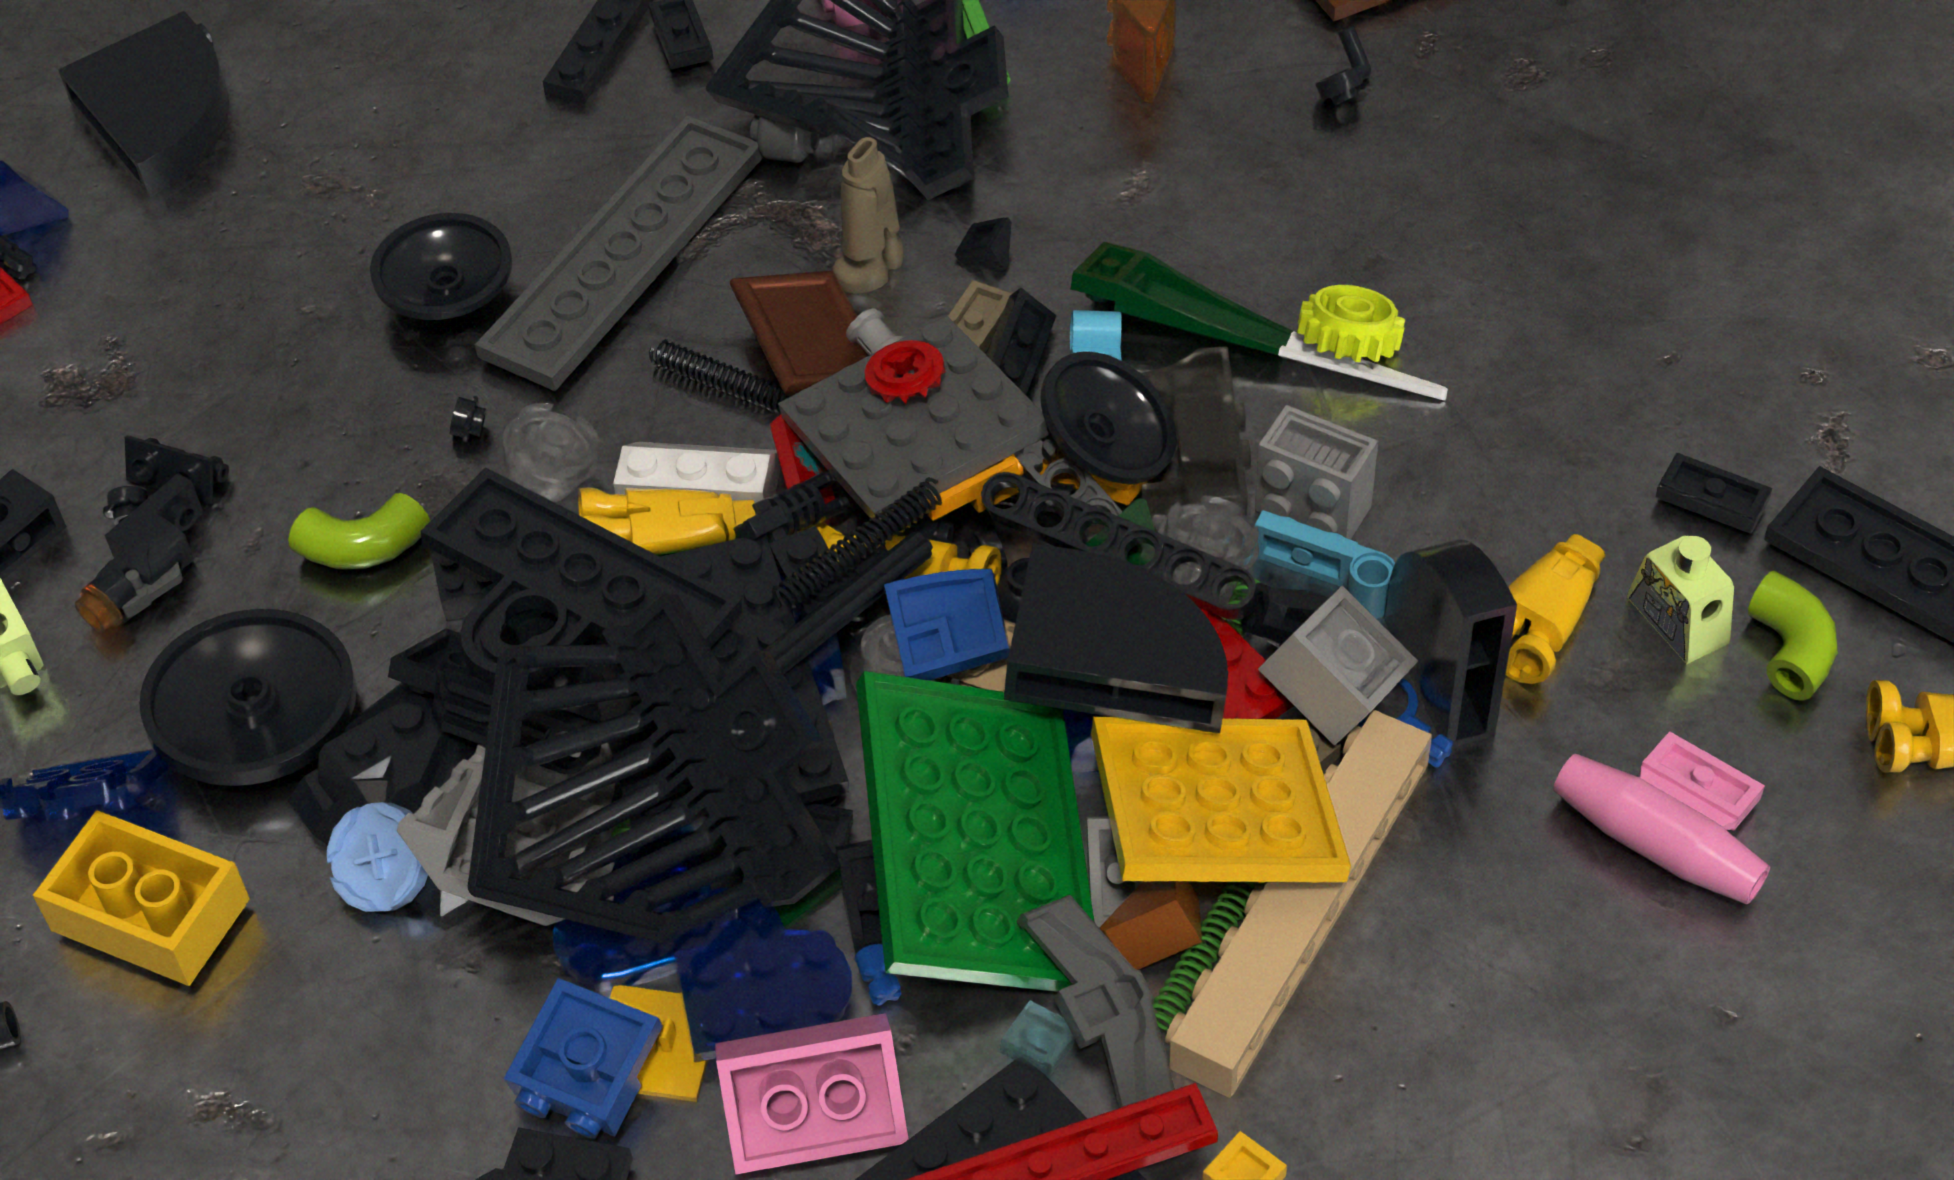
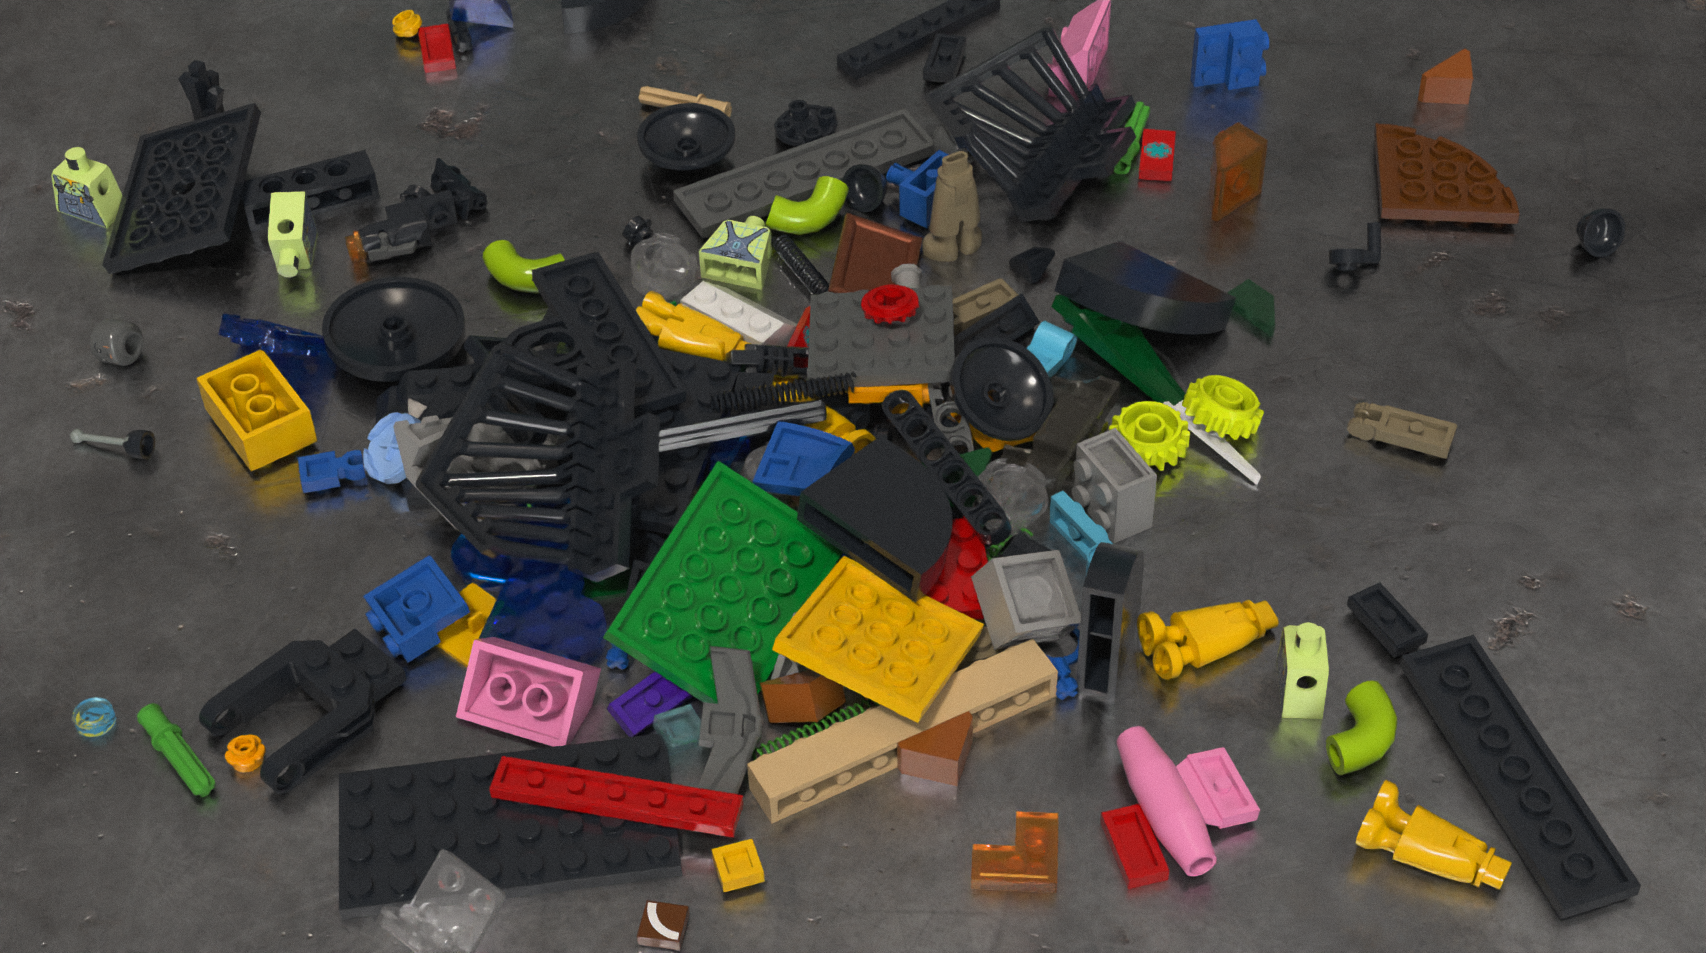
camera: 30 degrees right, 5 degrees down
(300, 935) = (325, 470): none -> blue plate
(380, 224) = (665, 98): none -> tan axle
(572, 186) = (805, 123): none -> black dish
(625, 388) = (738, 253): none -> yellowish green torso
(674, 301) = (812, 214): none -> lime cylinder
(716, 237) = (866, 187): none -> black piece
(800, 206) = (916, 188): none -> blue brick
(972, 1029) = (638, 705): none -> dark purple plate
(1029, 50) = (1157, 155): none -> red tile
(1161, 223) = (1143, 291): none -> black brick
(1279, 186) = (1255, 305): none -> clear green tile
(1296, 381) = (1154, 432): none -> neon yellow gear
(1368, 905) = (938, 751): none -> dark orange slope
(1554, 260) = (1402, 428): none -> dark tan hinge
(1566, 985) = (1022, 867): none -> clear orange plate
(1659, 901) = (1134, 846): none -> red tile

